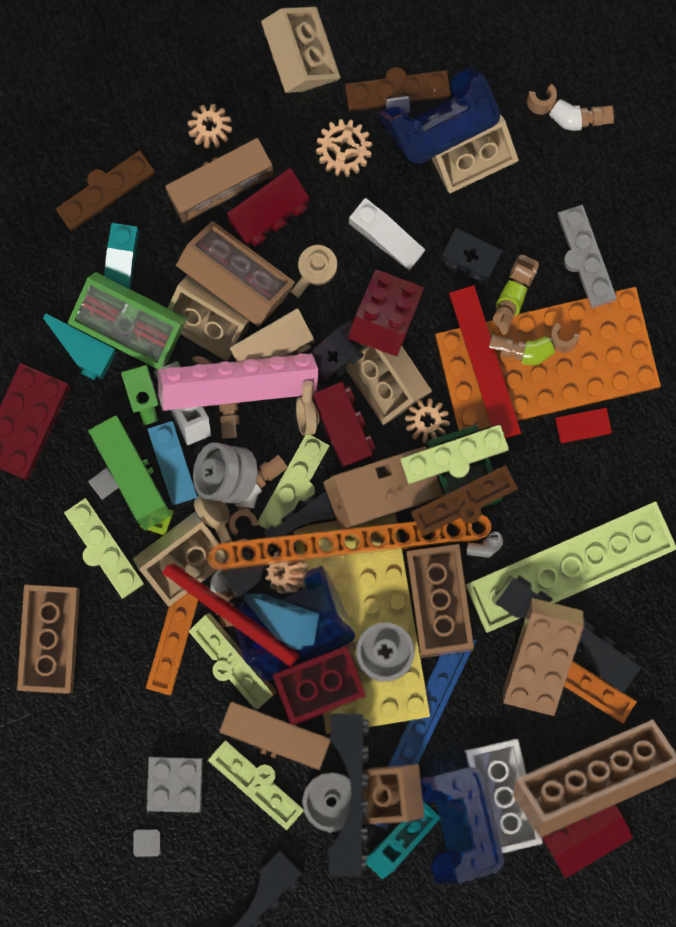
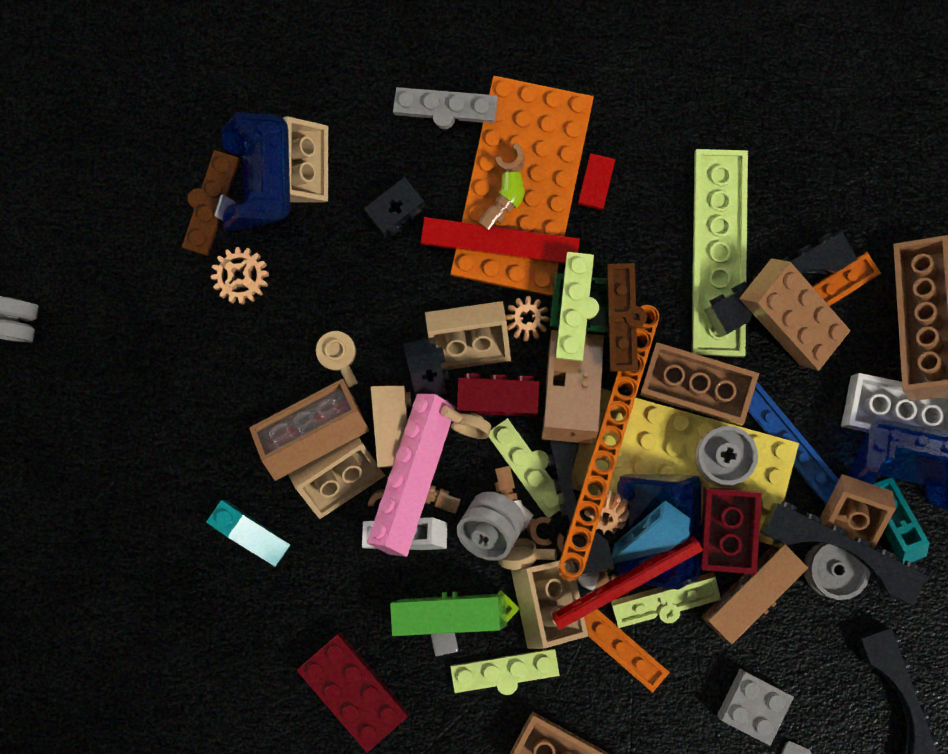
camera: 65 degrees left, 0 degrees up
(85, 350) = (314, 602): teal slope -> none
(104, 190) = (171, 514): reddish brown hinge -> none
(127, 320) = (304, 550): brick -> none
(140, 380) = (365, 567): bright green torso -> none
(172, 462) = (456, 570): dark azure slope -> none
(210, 136) = (161, 378): light nougat gear -> none
(220, 180) = (214, 402): medium nougat brick -> none
(256, 784) = (787, 630): yellowish green hinge -> none
(268, 208) = (263, 370): dark red slope -> none
(300, 48) = (128, 272): tan slope -> none
(386, 234) = (337, 275): white slope -> none
(386, 313) = (413, 307): dark red brick -> none
(487, 547) = (667, 320): light grey arm -> none
(514, 292) = (448, 187): medium nougat piece -> none
(567, 115) = (307, 62): medium nougat piece -> none

